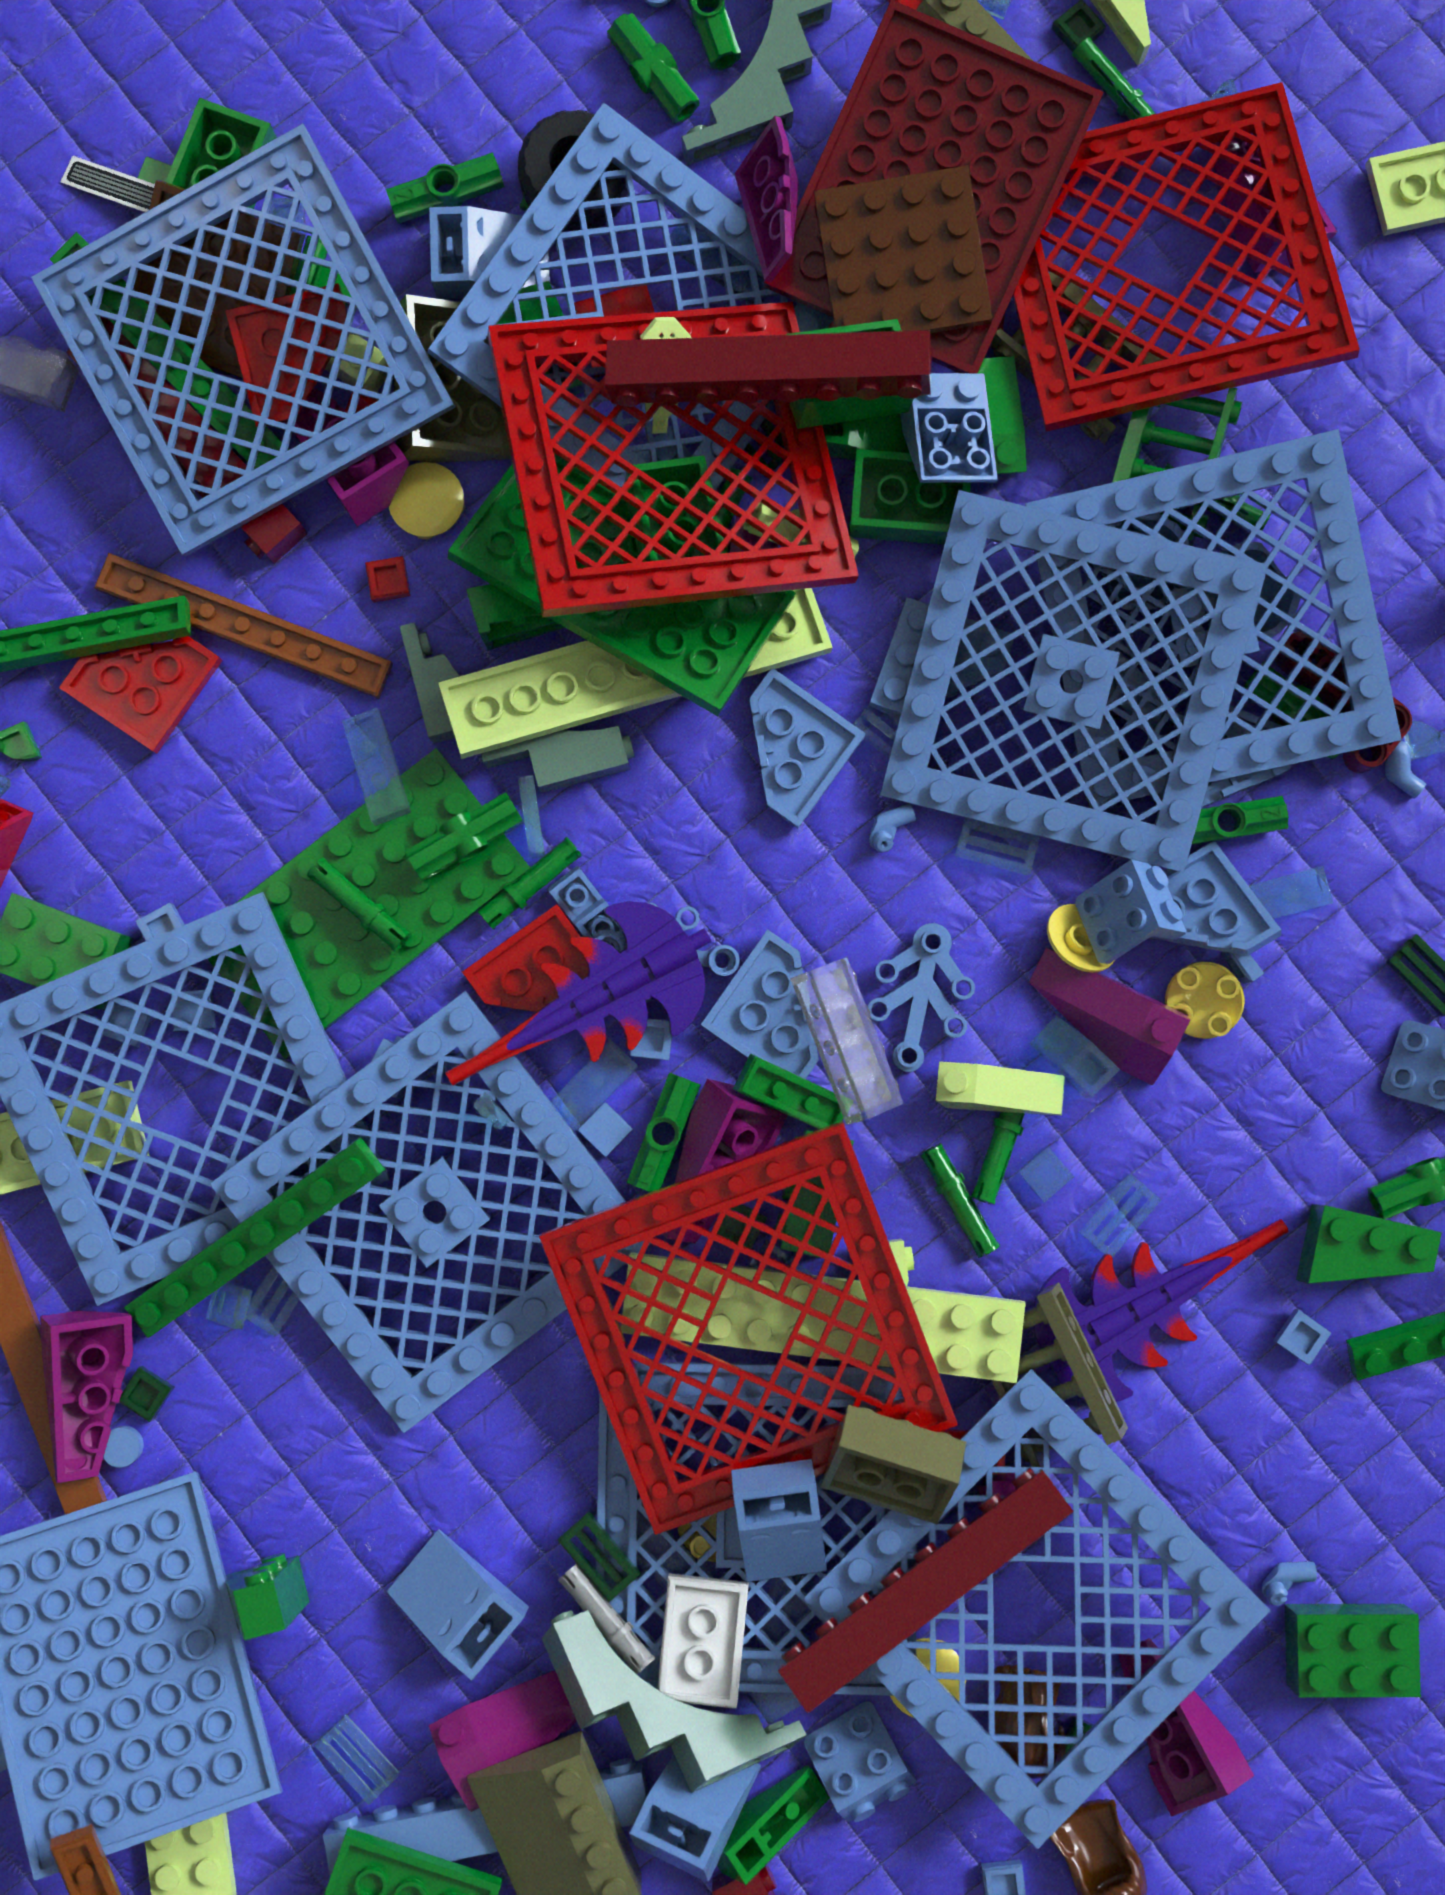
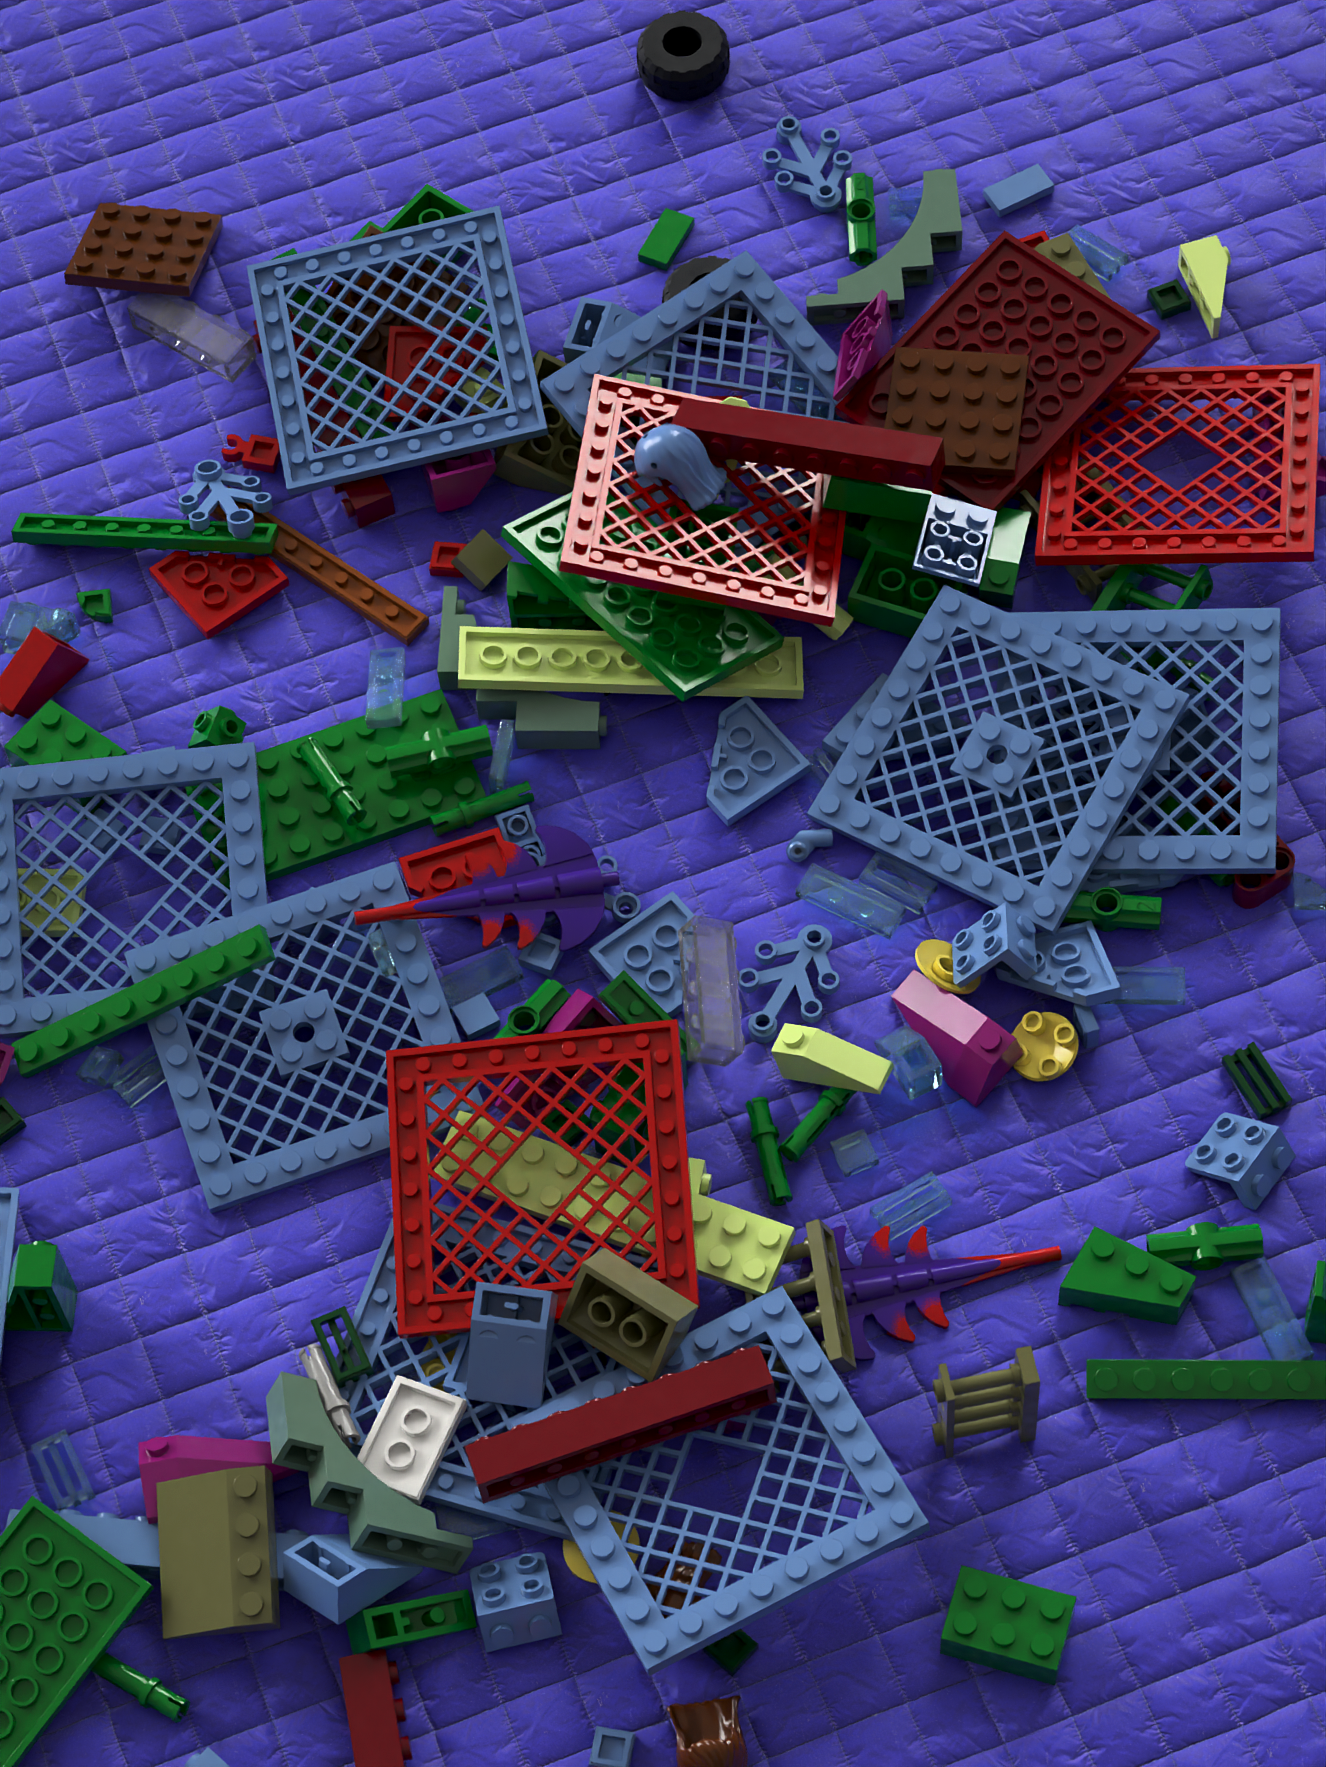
camera: 20 degrees right, 25 degrees down
(85, 547) = (212, 476): none -> medium blue plant
(108, 184) = (326, 229): sticker -> none
(127, 502) = (257, 454): none -> red plate
(212, 876) = (217, 728): none -> green brick
(426, 575) = (481, 560): none -> olive piece
(427, 500) = (499, 505): light yellow dish -> none
(457, 1604) = (204, 1359): medium blue slope -> none
(468, 181) = (601, 286): green piece -> none
(493, 91) = (666, 239): none -> green tile
(632, 430) = (681, 459): none -> medium blue piece
(653, 68) = (802, 249): green piece -> none
(954, 882) = (850, 901): none -> clear light blue tile
(1090, 58) = (1181, 338): green pin -> none
(1190, 1750) = (828, 1669): magenta wedge -> none
(1283, 1576) = (965, 1551): medium blue arm -> none
(1285, 1450) = (987, 1402): none -> olive fence
(1302, 1336) = (1047, 1345): medium blue plate -> none
(1399, 770) = (1277, 908): medium blue arm -> none

